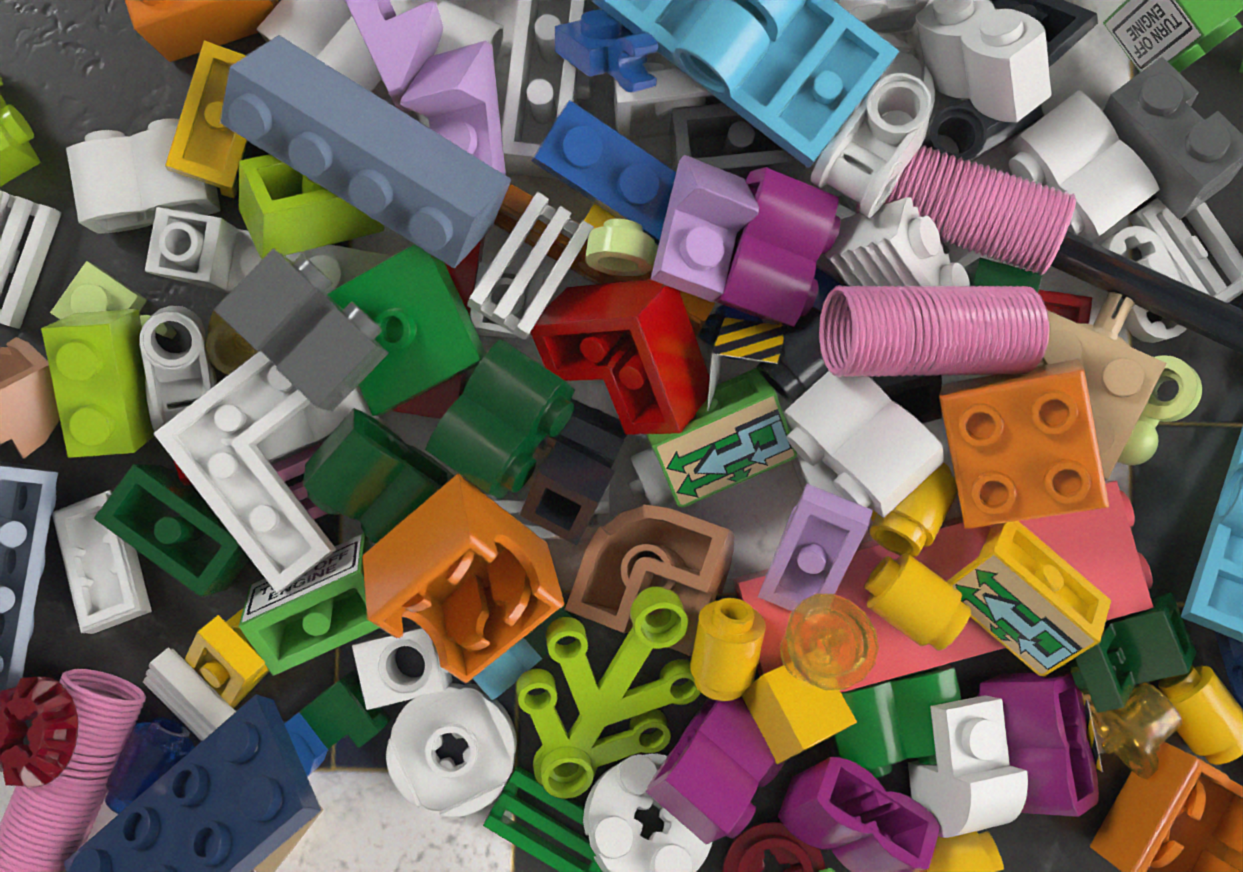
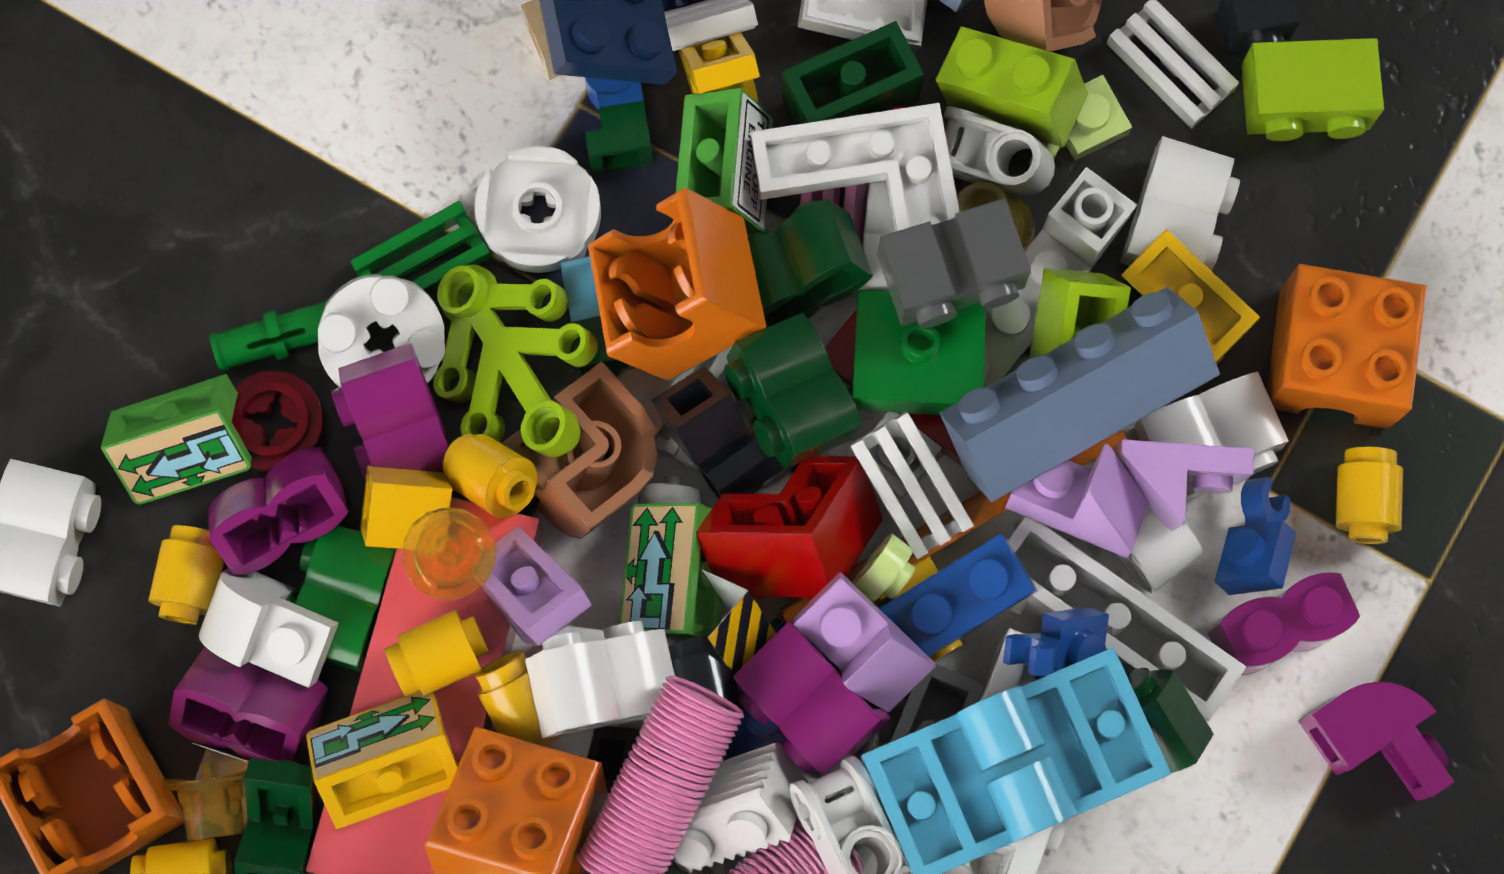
camera: 120 degrees right, 10 degrees down
(383, 681) = (633, 183): white brick -> none

